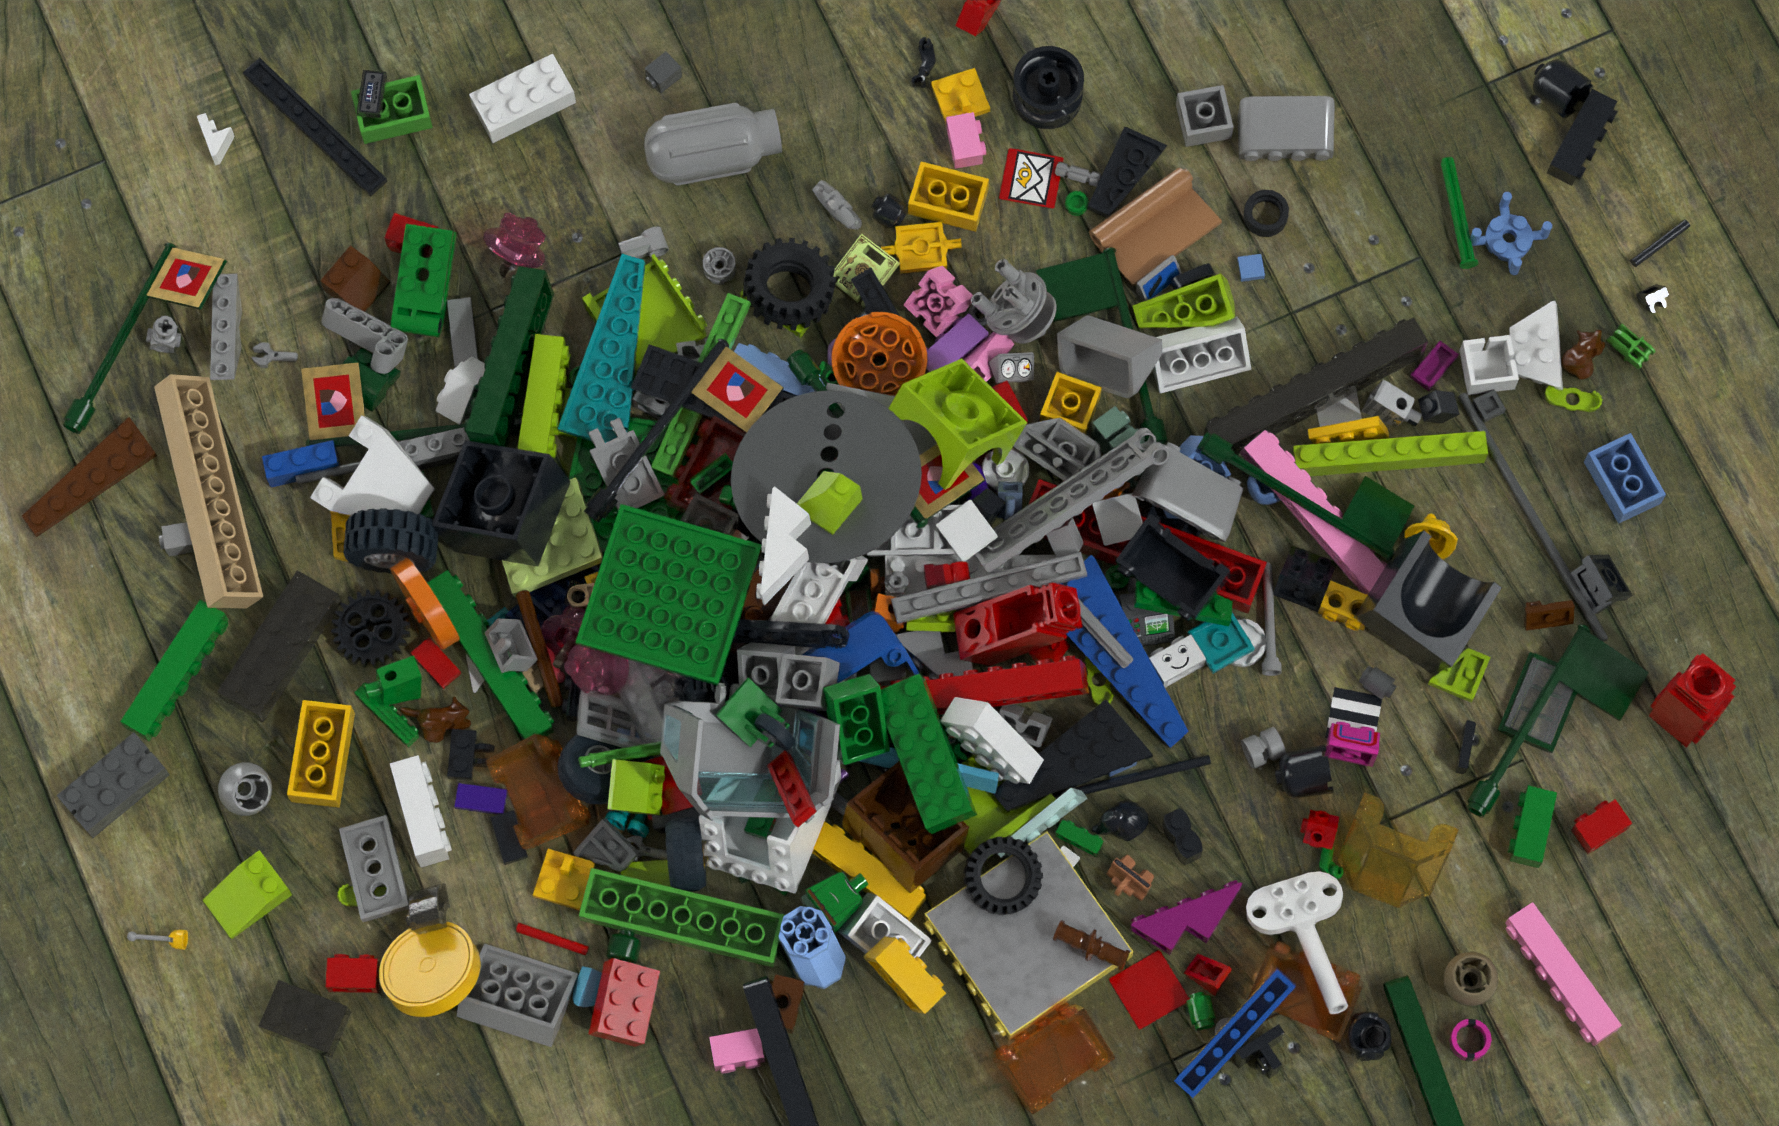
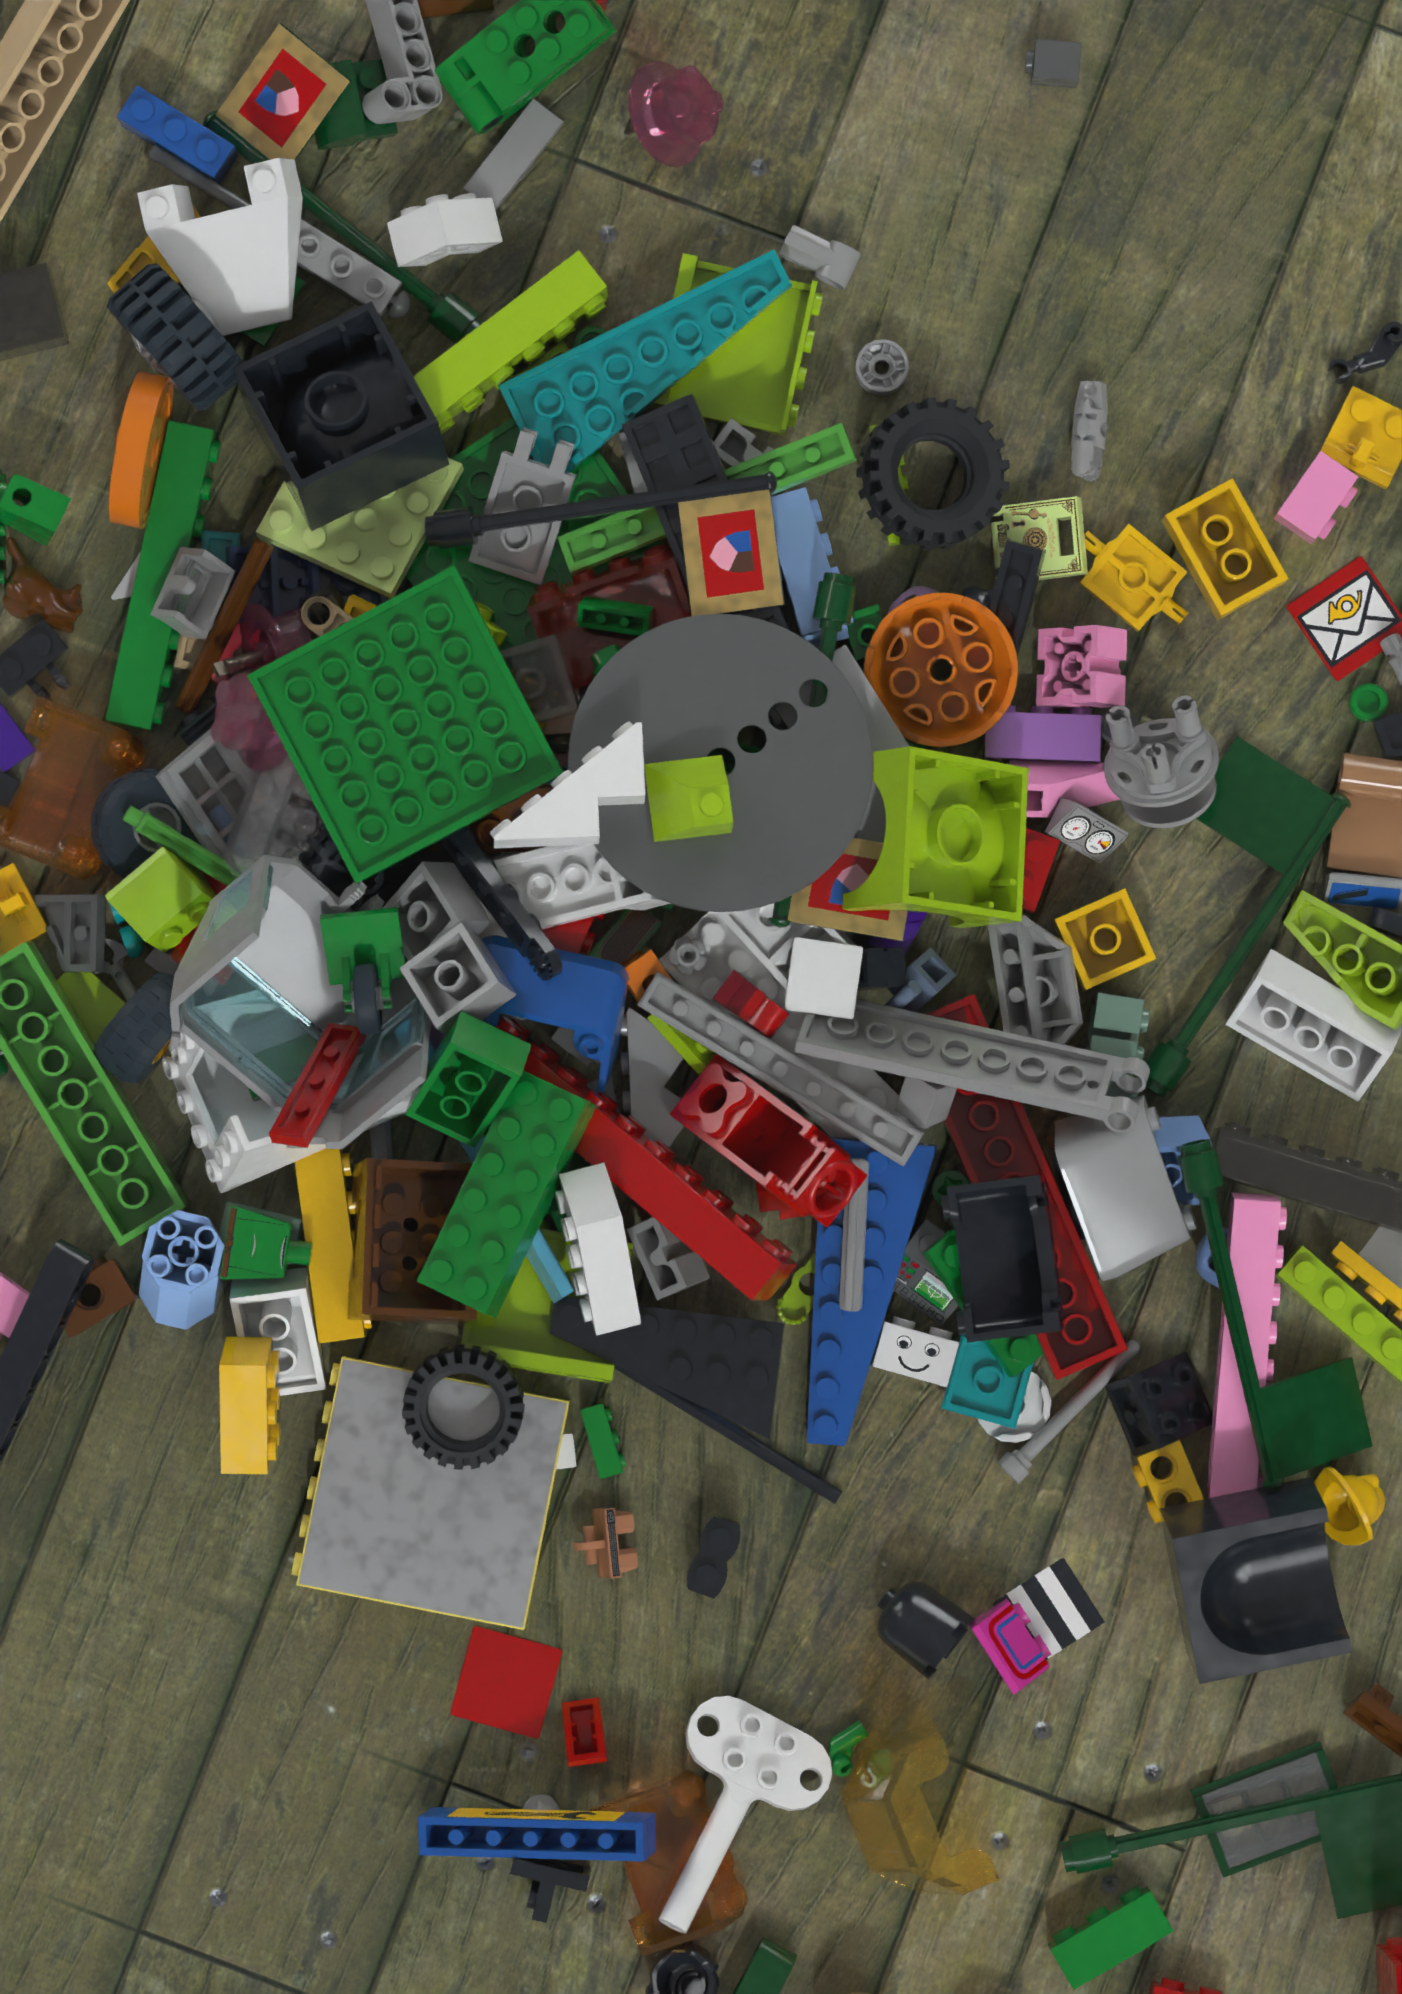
camera: 45 degrees right, 15 degrees up
(378, 648) = (52, 441): black gear -> none
(436, 663) = (98, 535): red tile -> none
(510, 358) = (520, 251): dark green brick -> none
(710, 143) = (1014, 211): light grey piece -> none
(876, 583) = (674, 926): dark orange plate -> none
(889, 210) = (1141, 496): black head -> none
(1013, 469) = (960, 948): white tile -> none
(1048, 817) = (586, 1390): light aqua wing -> none
(1052, 1055) = (320, 1648): clear orange windscreen -> none
(1091, 945) = (480, 1581): reddish brown piece -> none
(1107, 355) = (1204, 927): light grey windscreen -> none
(1118, 518) = (1014, 1135): white sticker -> none
(1123, 820) = (669, 1471): black hair -> none
(1195, 916) = (638, 1660): magenta slope -> none
(1201, 1011) = (533, 1766): green brick -> none
(1264, 747) = (906, 1548): light grey wheel -> none
(1319, 829) = (871, 1702): red brick -> none
(1377, 682) = (1112, 1604): dark grey brick -> none
(1464, 676) = (1216, 1700): lime wing -> none
(1465, 747) = (1131, 1775): black tile -> none

